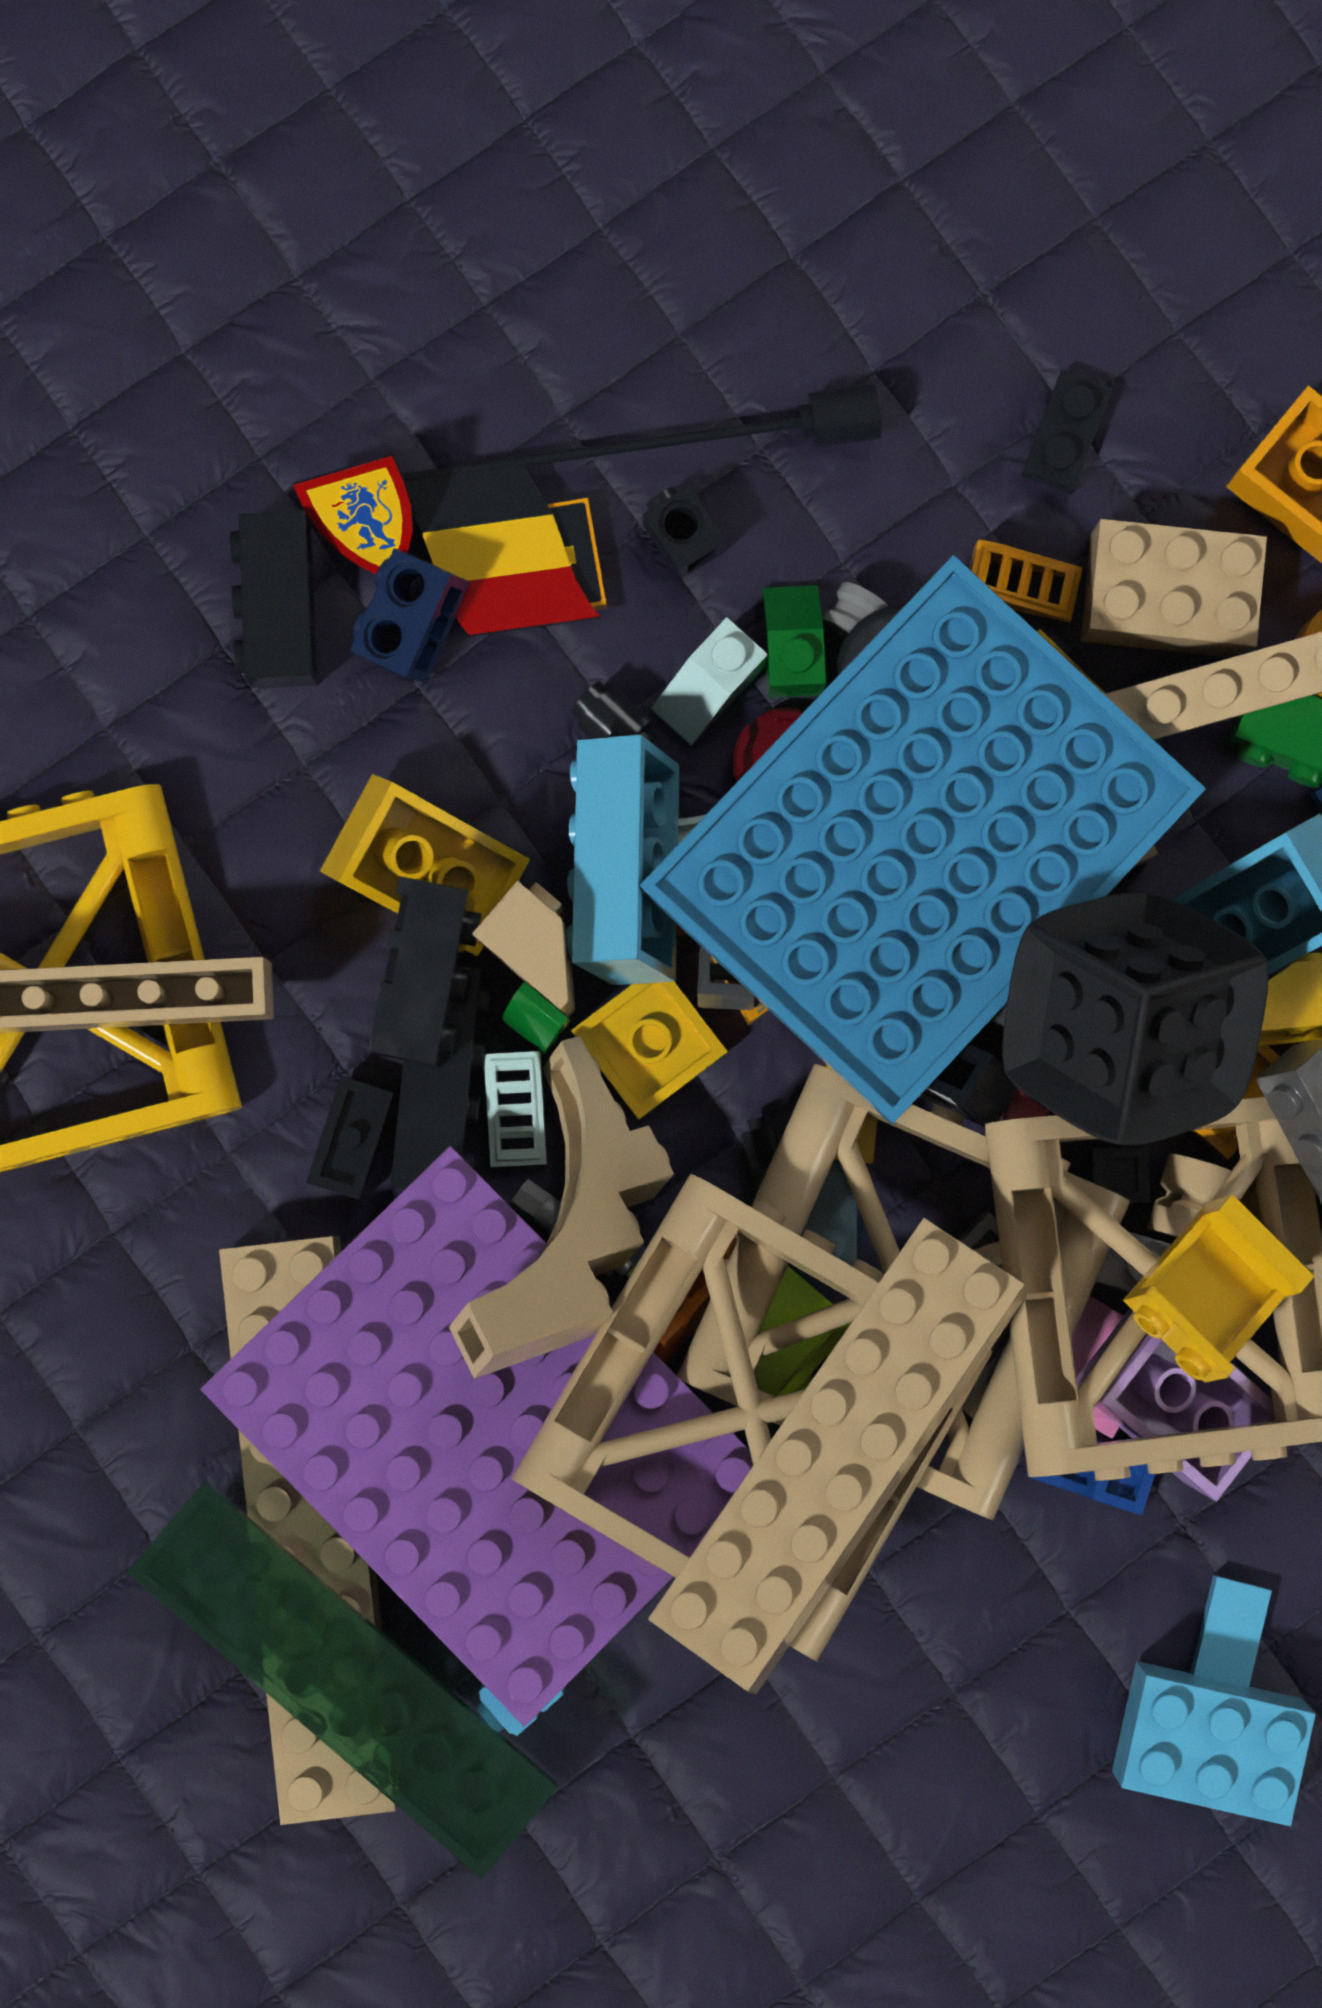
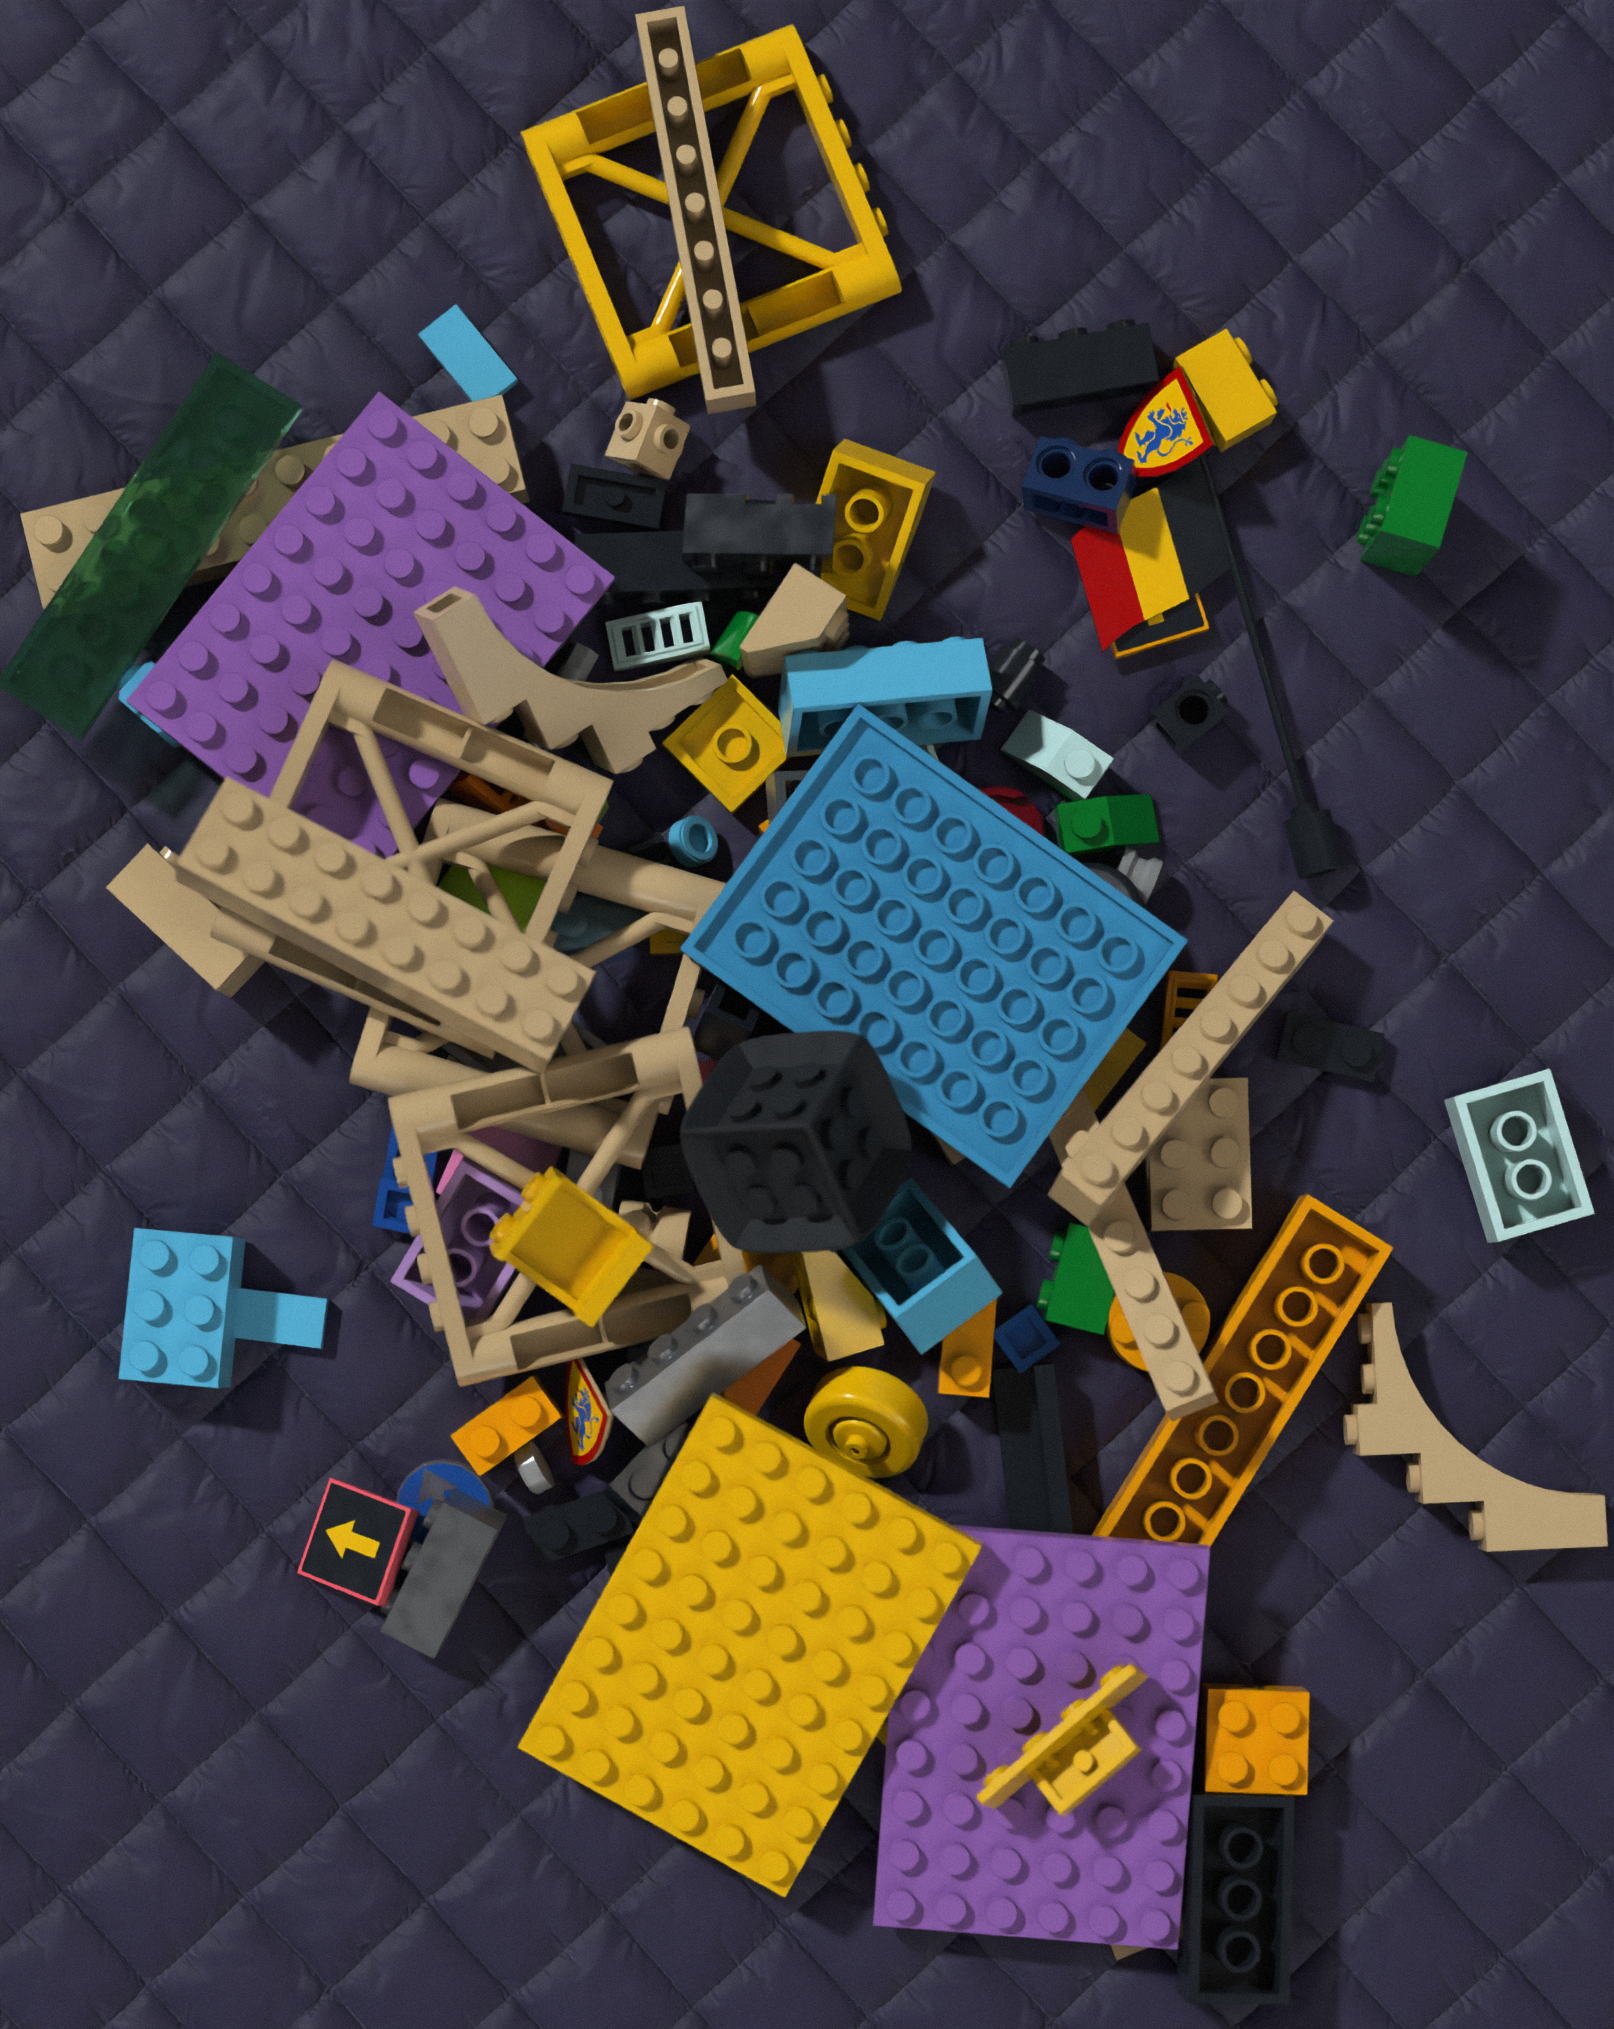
camera: 85 degrees right, 0 degrees up
(165, 1285) = (467, 356): none -> medium azure tile
(290, 1090) = (648, 439): none -> tan brick
(321, 437) = (1228, 389): none -> yellow brick
(489, 249) = (1411, 505): none -> green brick
(746, 1724) = (181, 919): none -> tan brick
(753, 1099) = (693, 841): none -> medium azure tile
(1082, 575) = (1189, 1059): none -> tan brick
(1217, 241) = (1519, 1156): none -> light aqua brick

